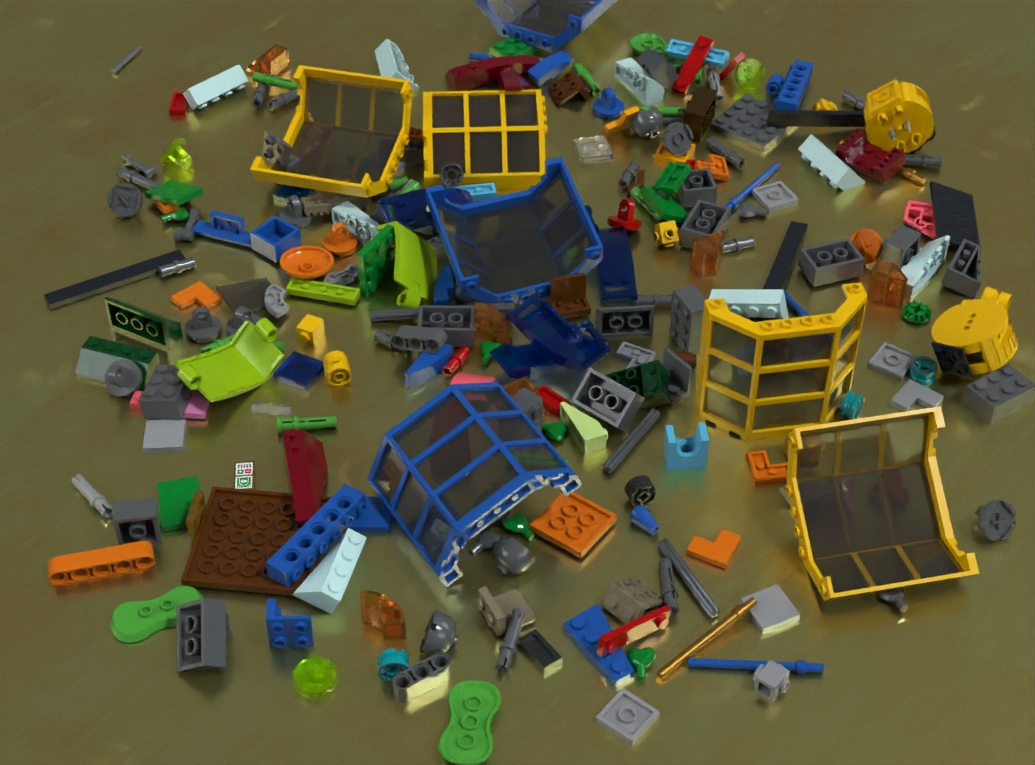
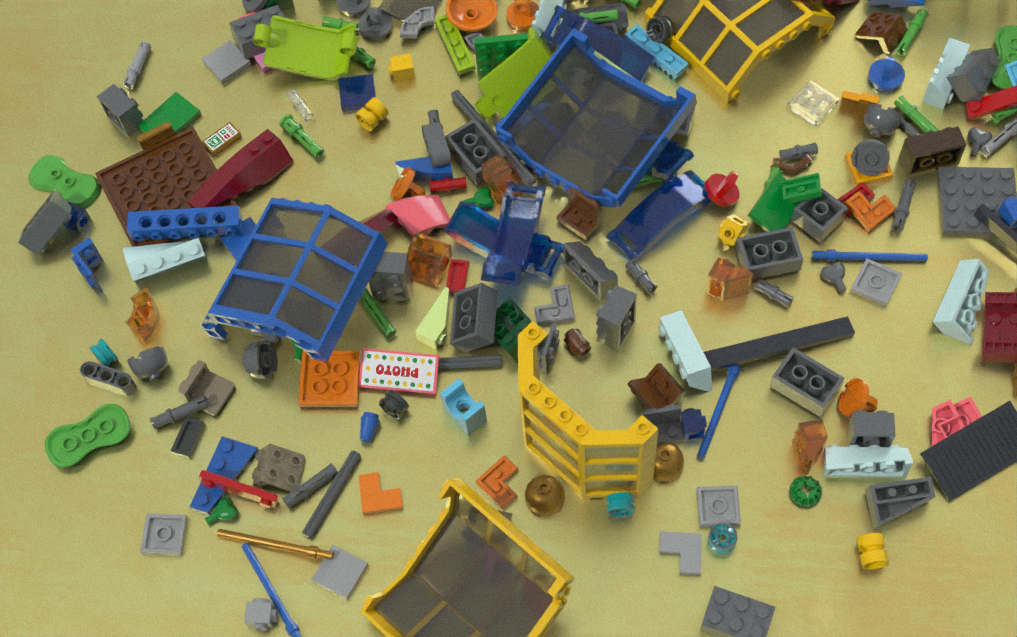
camera: 60 degrees right, 20 degrees up
(100, 563) = (80, 116): orange beam -> none
(315, 676) = (69, 313): clear neon green tile -> none
(433, 379) = (406, 186): none -> orange tile
(555, 430) = (423, 301): green rock -> none
(611, 472) = (399, 371): none -> tile
(974, 338) = (777, 559): yellow piece -> none

